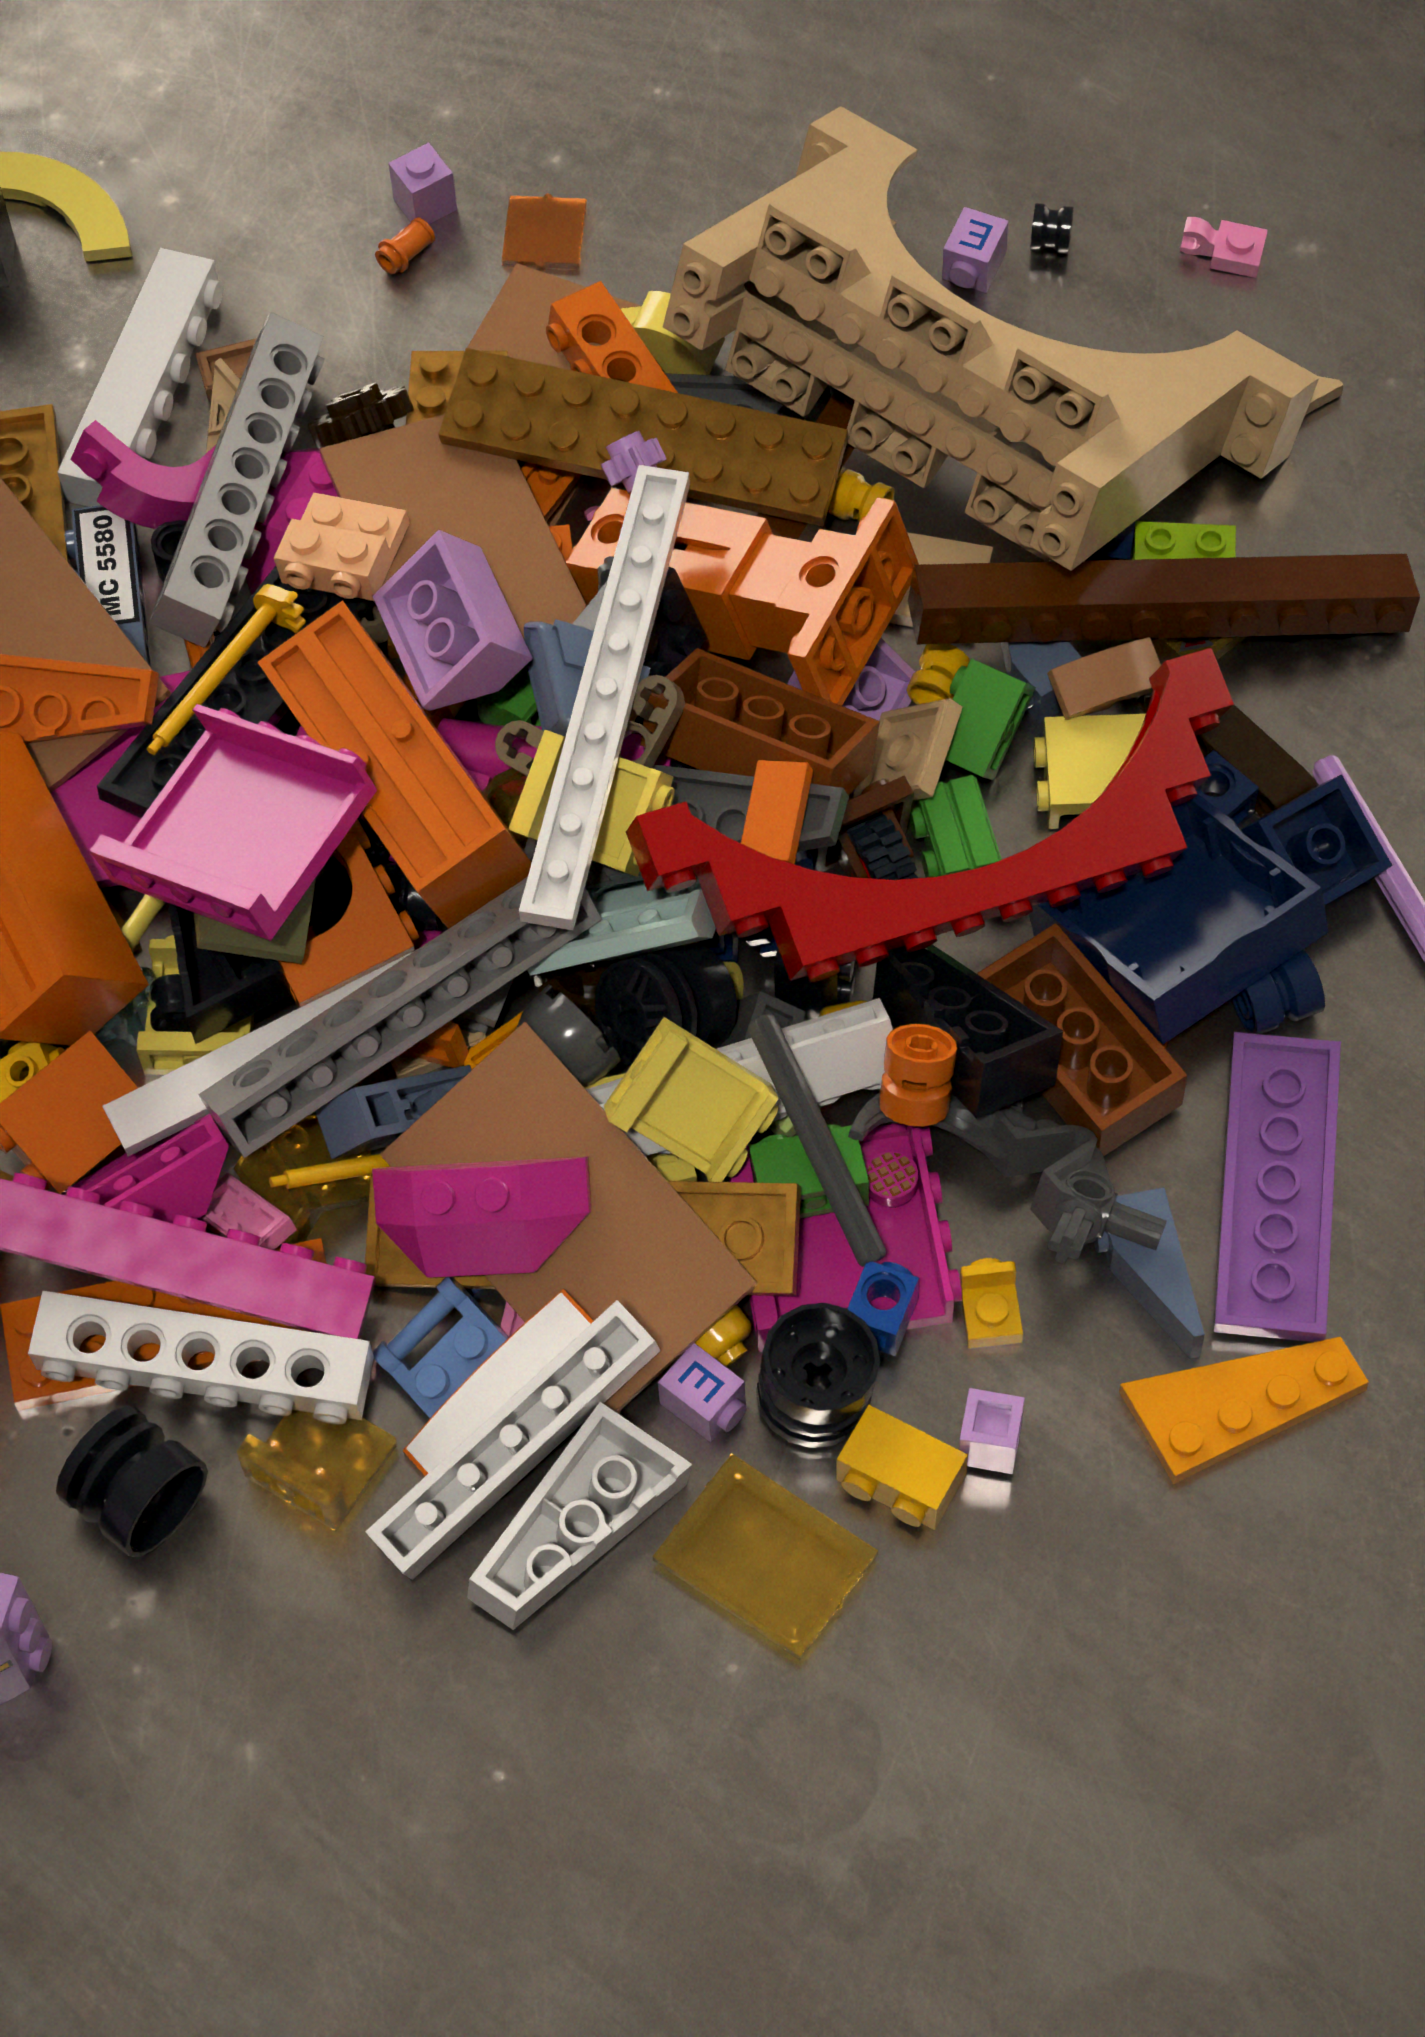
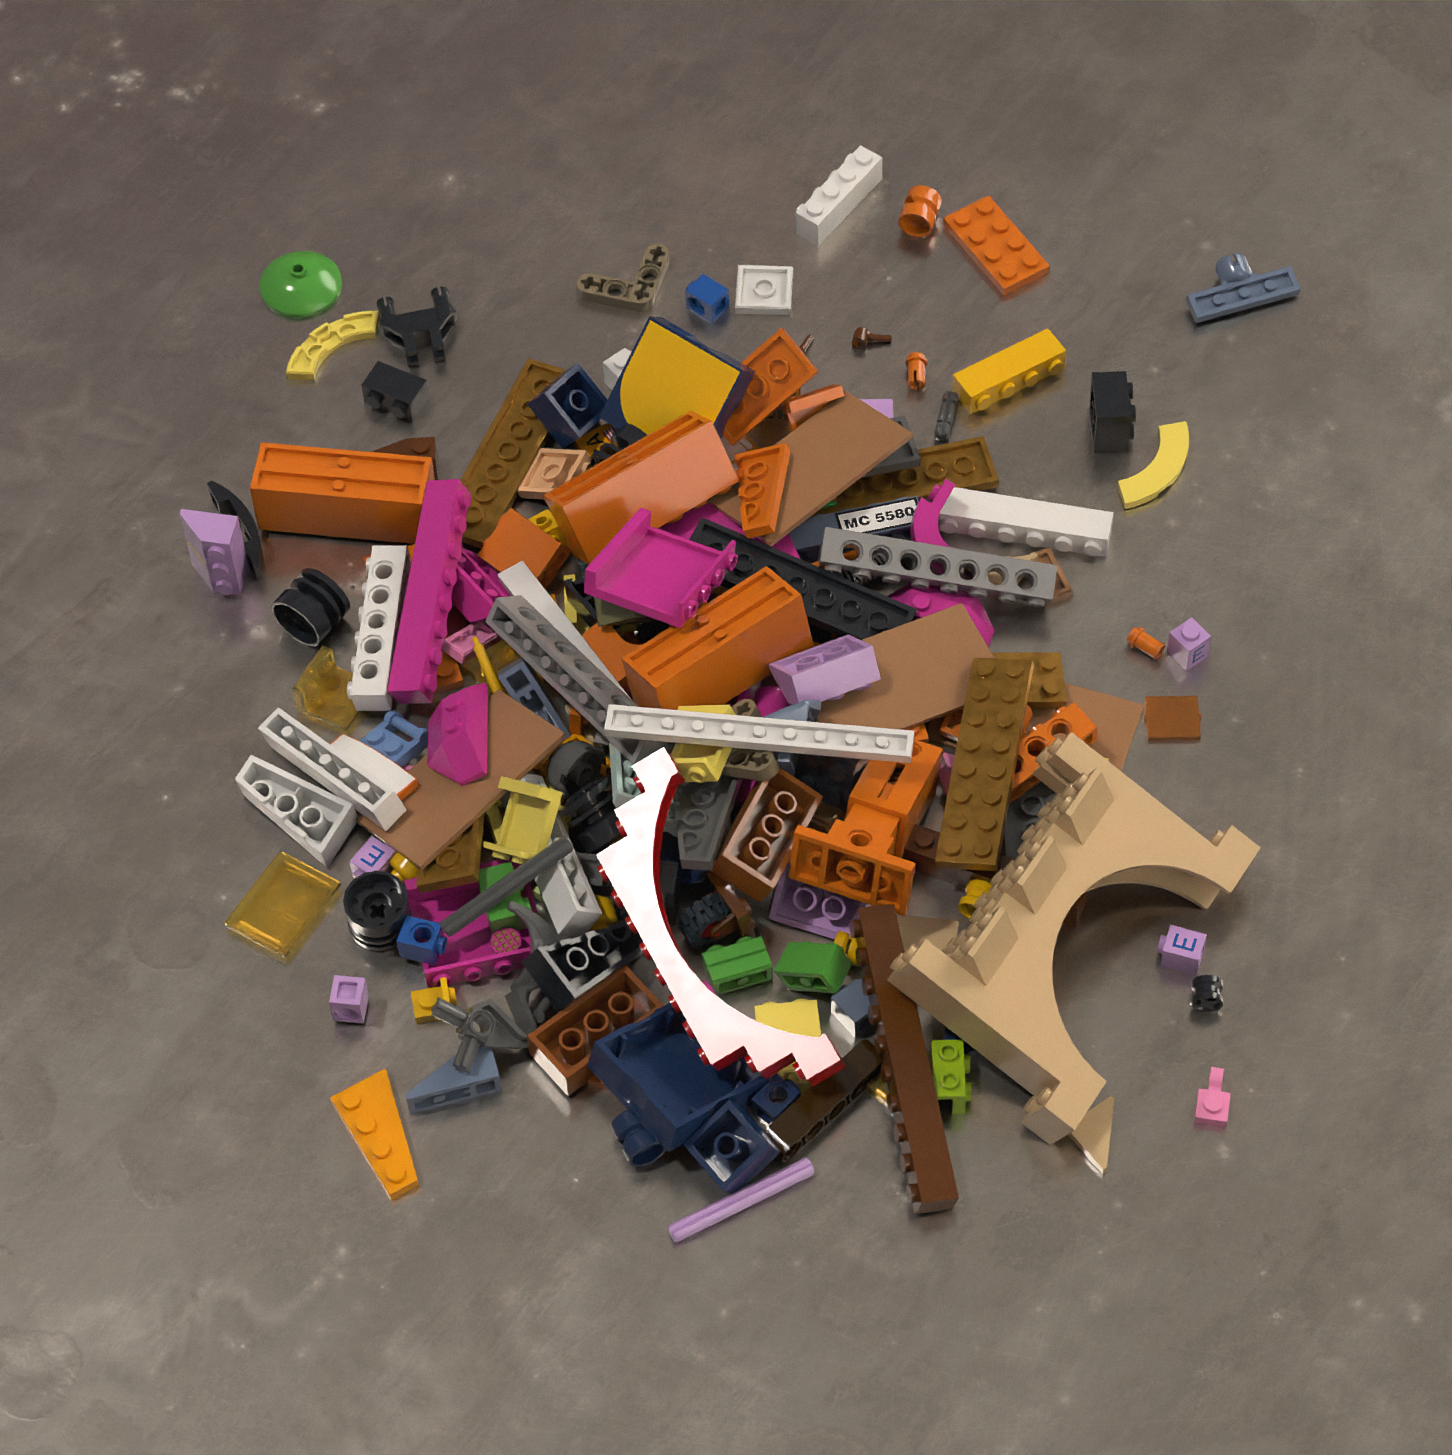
camera: 85 degrees right, 5 degrees down
(273, 606) = (833, 585): yellow piece -> none
(341, 546) = (881, 615): light nougat plate -> none
(360, 414) = (1000, 628): dark brown gear -> none
(626, 457) = (949, 749): lavender gear -> none
(777, 808) = (693, 831): orange tile -> none
(900, 1468) = (332, 954): yellow brick -> none
(914, 744) = (785, 928): tan tile -> none
(917, 1075) = (546, 927): orange wheel -> none
(1104, 678) = (841, 1026): medium nougat slope -> none
(1278, 1188) = (514, 1144): medium lavender plate -> none

